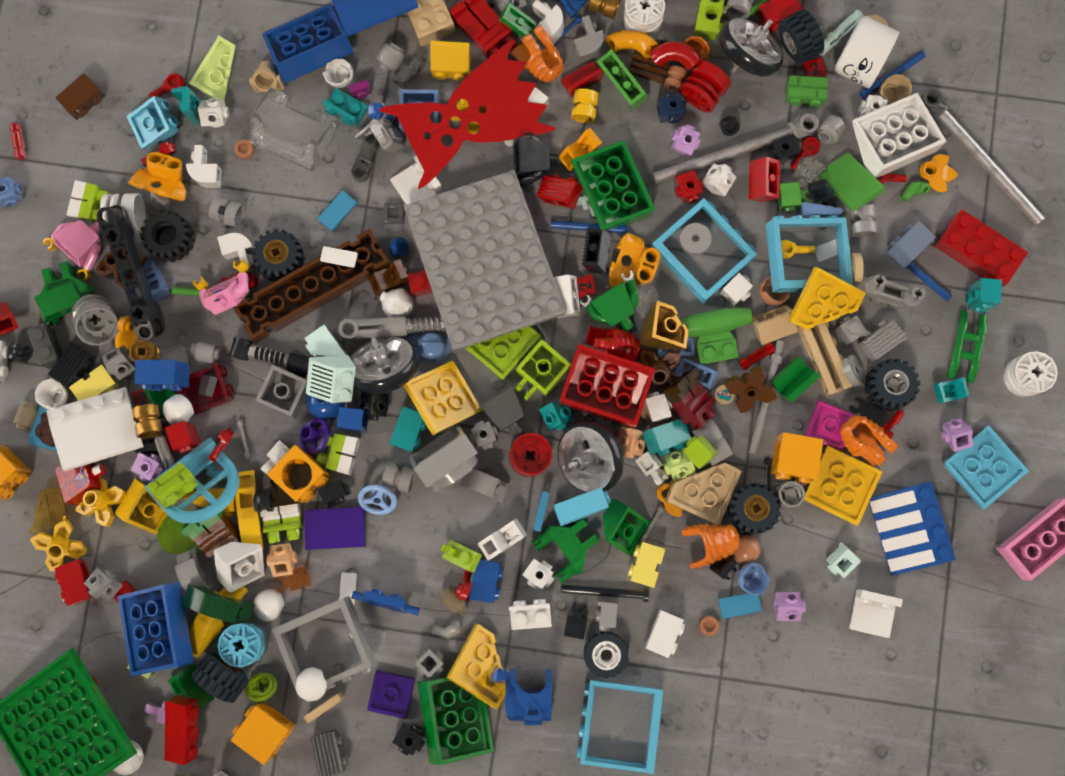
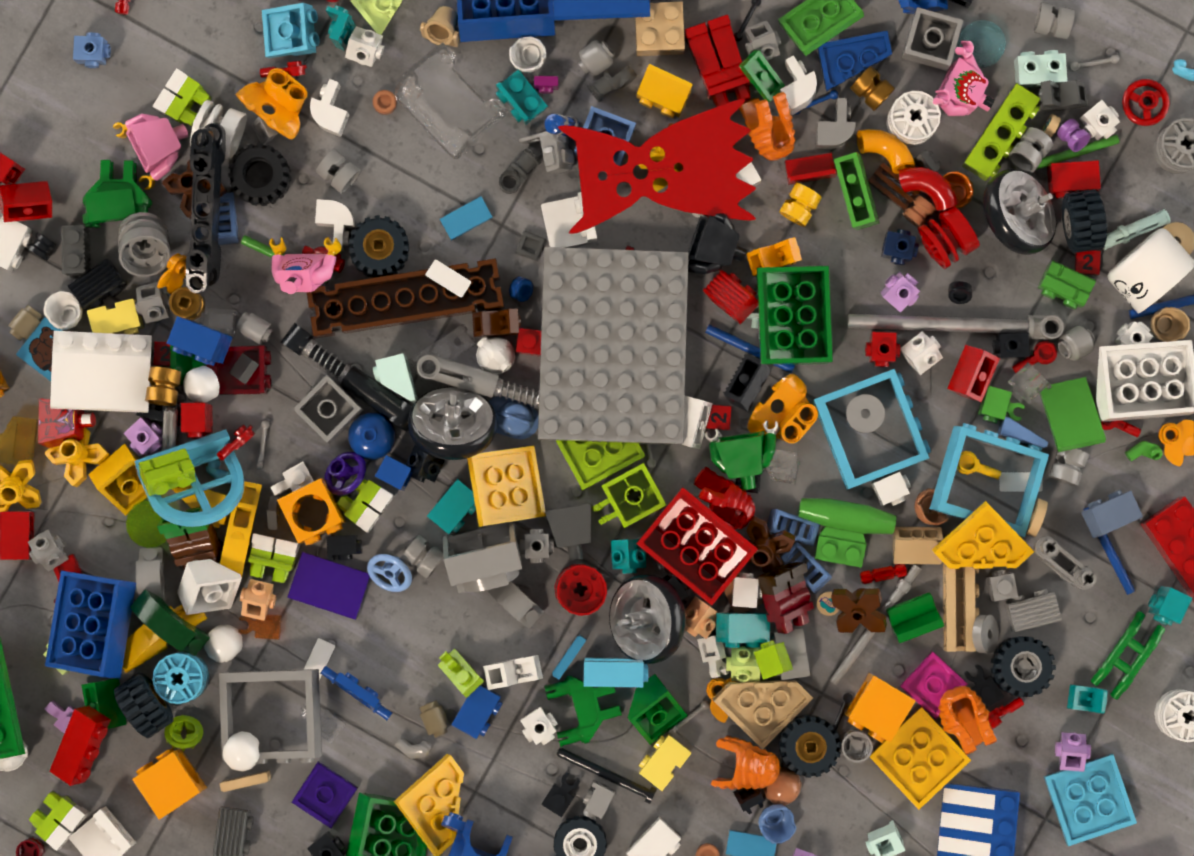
camera: 20 degrees right, 5 degrees up
(264, 502) = (261, 528): black wheel -> none
(331, 378) = (389, 419): light aqua slope -> none
(423, 666) = (374, 783): light grey brick -> none
(464, 588) = (447, 711): red plate -> none
(530, 615) = (512, 767): white bracket -> none
(663, 328) = (787, 504): pearl gold slope -> none
(823, 192) = (1034, 414): black plate -> none

